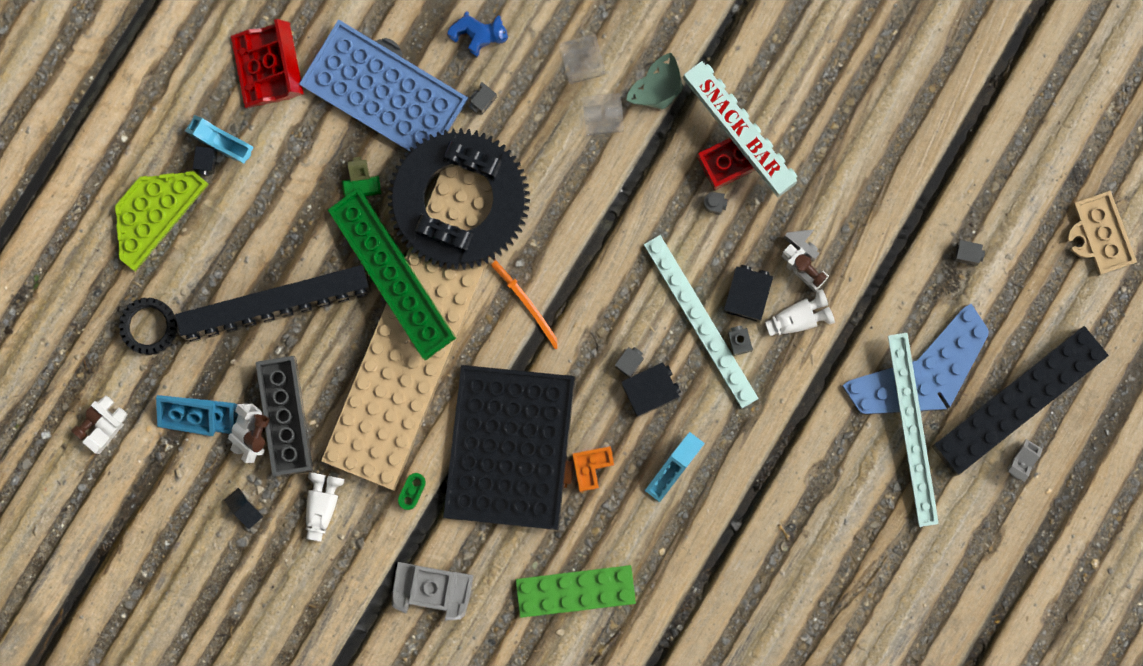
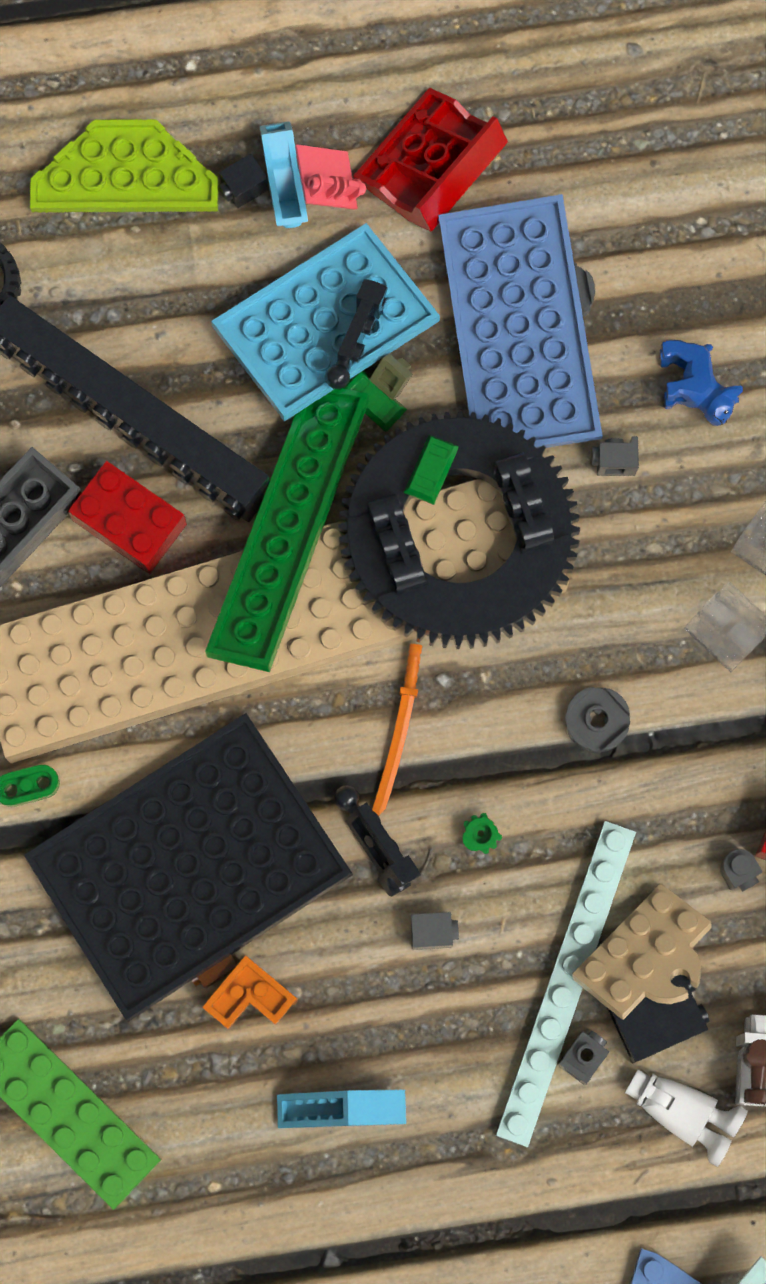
camera: 45 degrees right, 5 degrees down
(237, 120) = (328, 177): none -> coral hinge
(306, 178) = (298, 322): none -> medium azure plate
(317, 152) = (369, 306): none -> black plate
(324, 345) = (127, 517): none -> red brick
(422, 188) = (431, 469): none -> green tile
(569, 354) = (382, 850): none -> black plate
(588, 201) = (598, 701): none -> dark grey plate
(609, 304) = (490, 834): none -> green animal
(651, 389) = (419, 990): black brick -> none
(718, 275) = (646, 955): none -> tan plate

